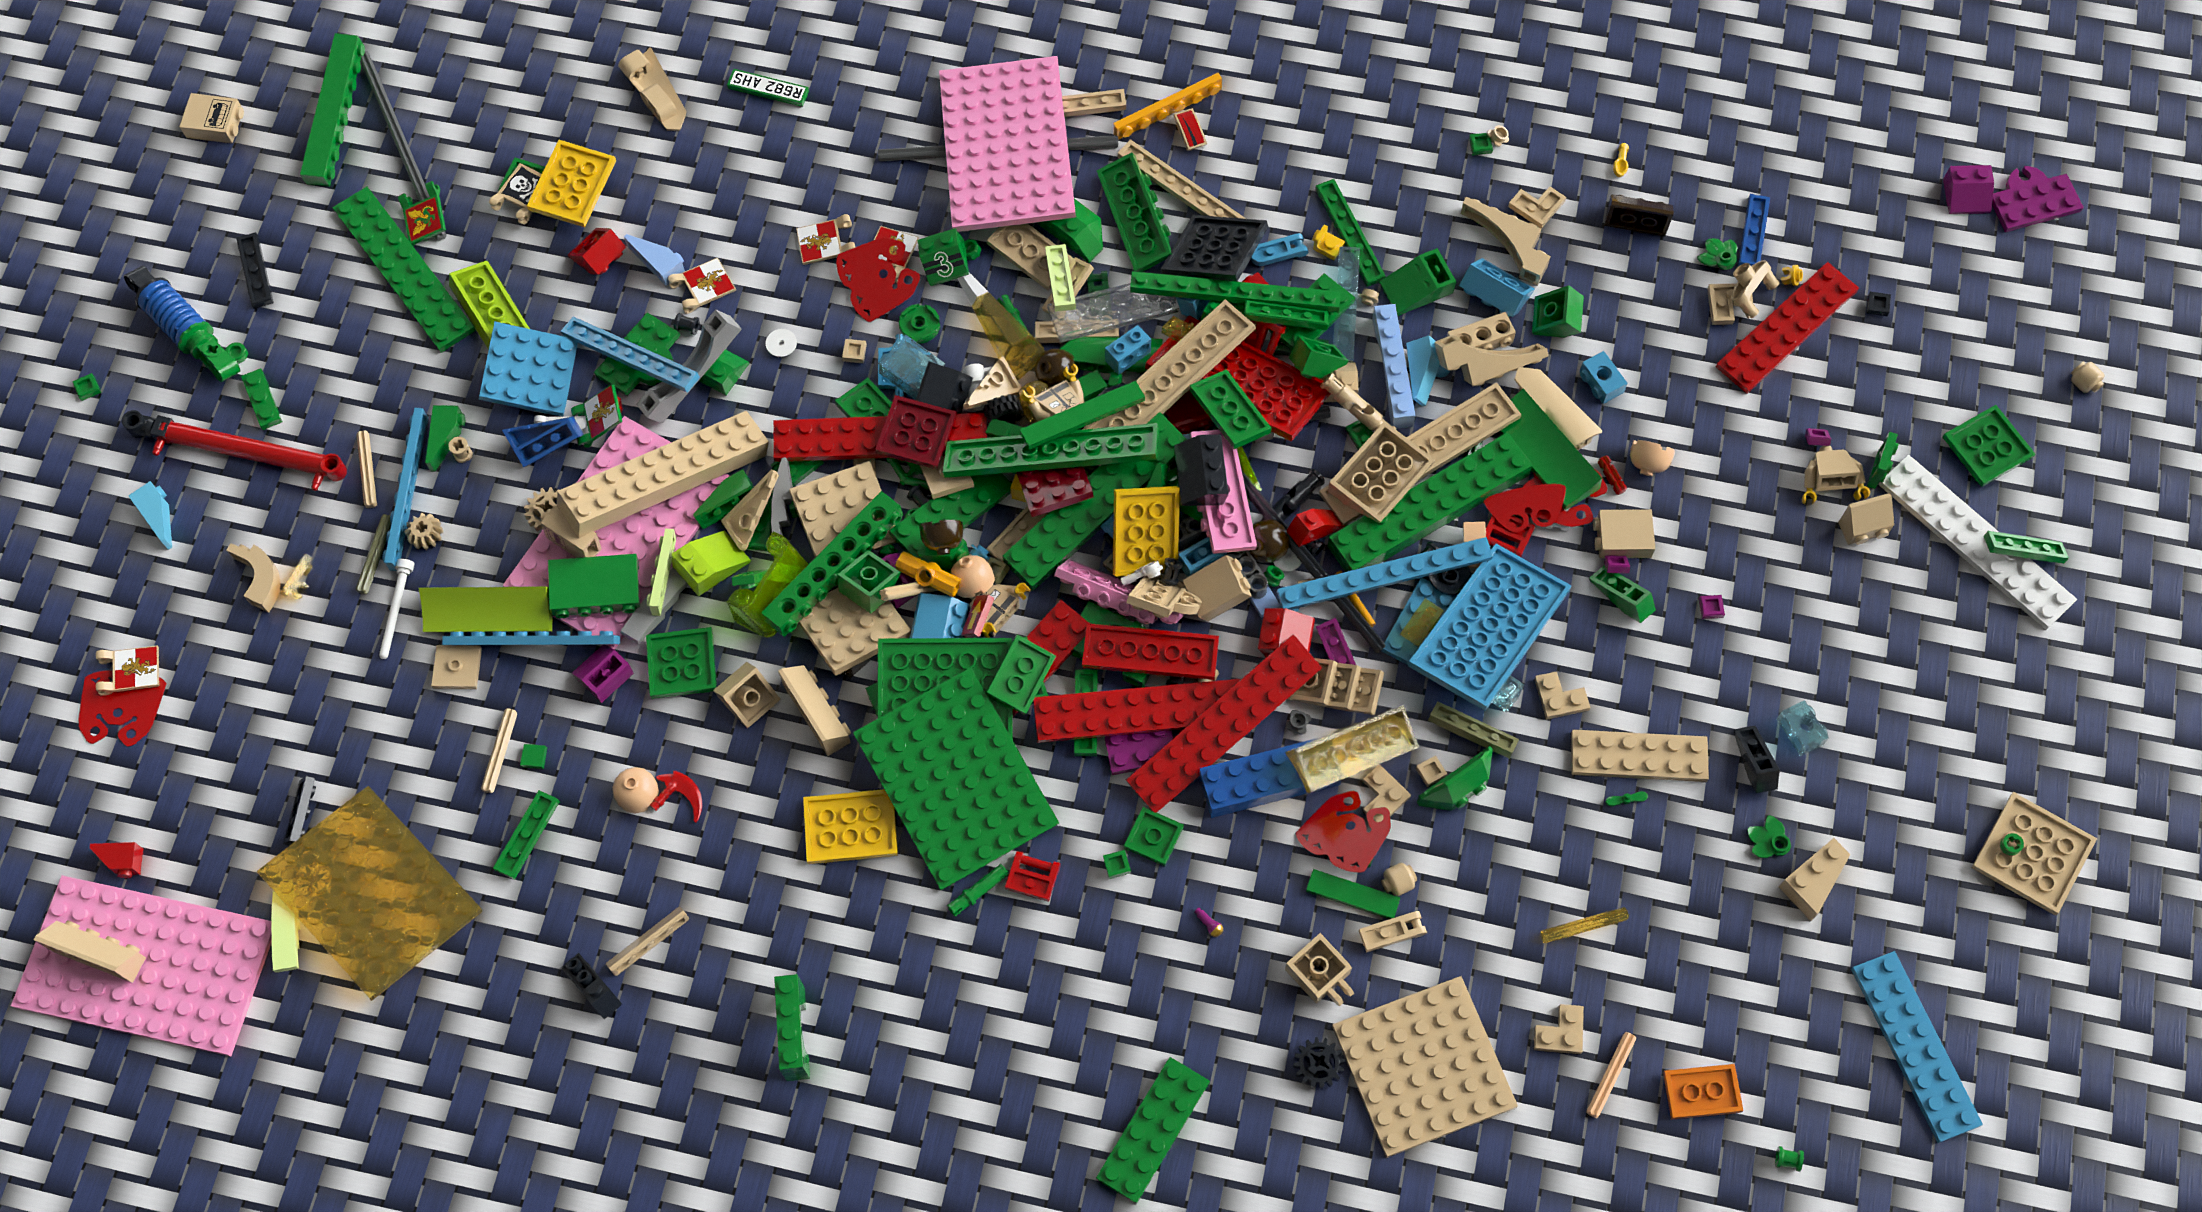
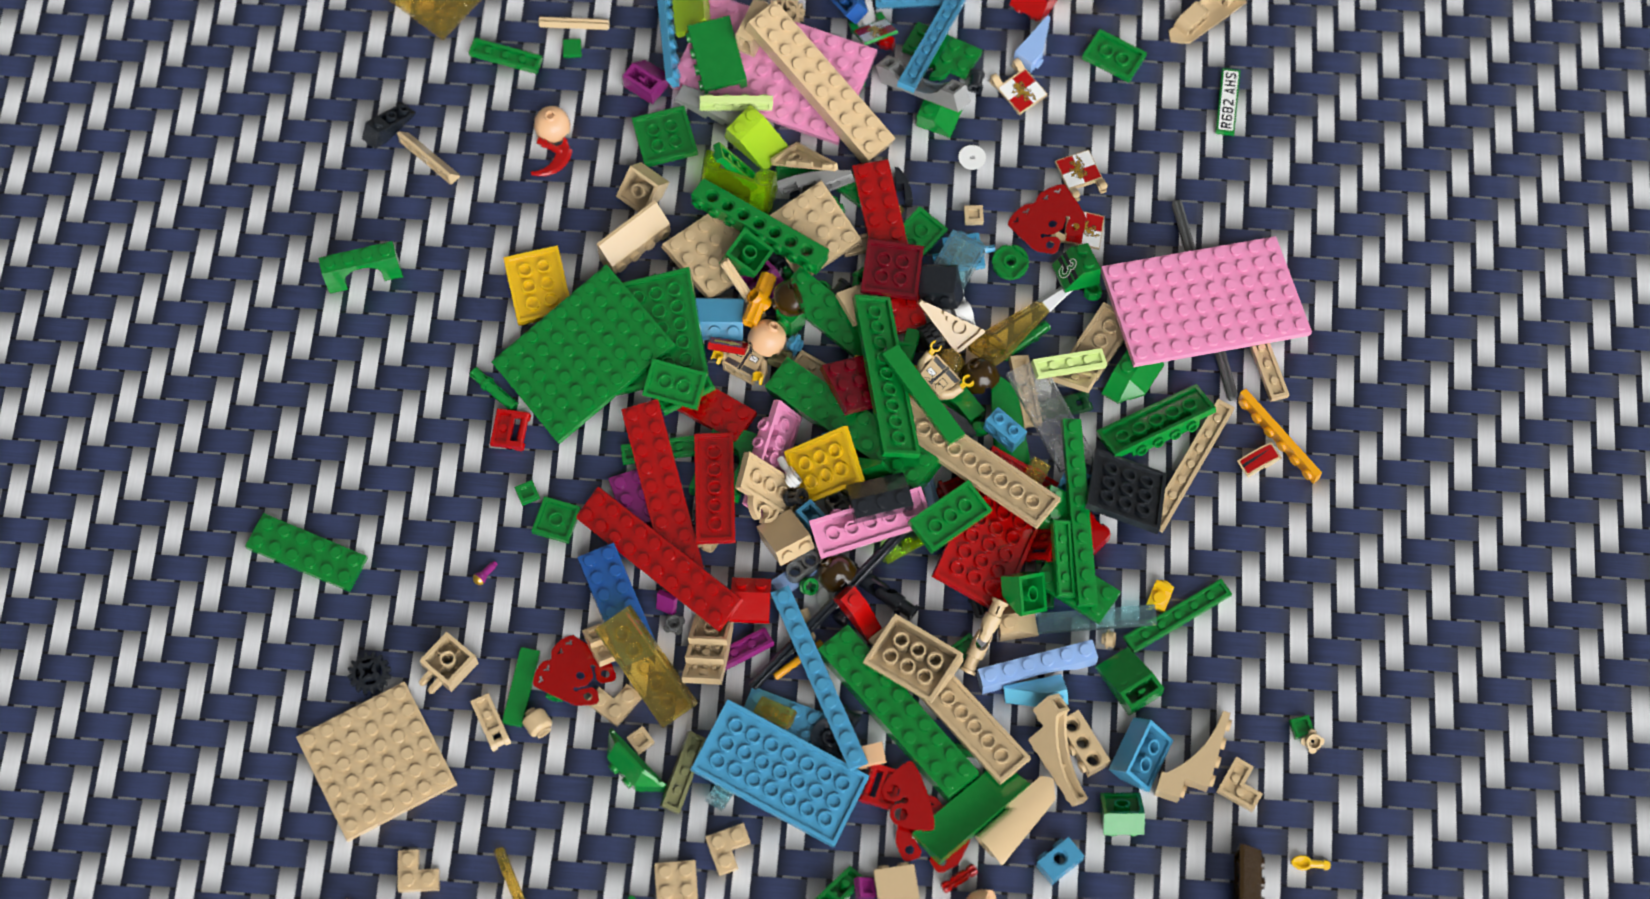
camera: 80 degrees right, 0 degrees up
(686, 184) = (1114, 55): none -> green plate
(723, 499) = (815, 139): green slope -> none
(806, 412) = (902, 185): none -> black slope
(1274, 724) = (666, 602): none -> magenta tile
(1279, 250) = (1143, 553): dark azure plate -> none
(1313, 804) = (597, 646): none -> tan slope

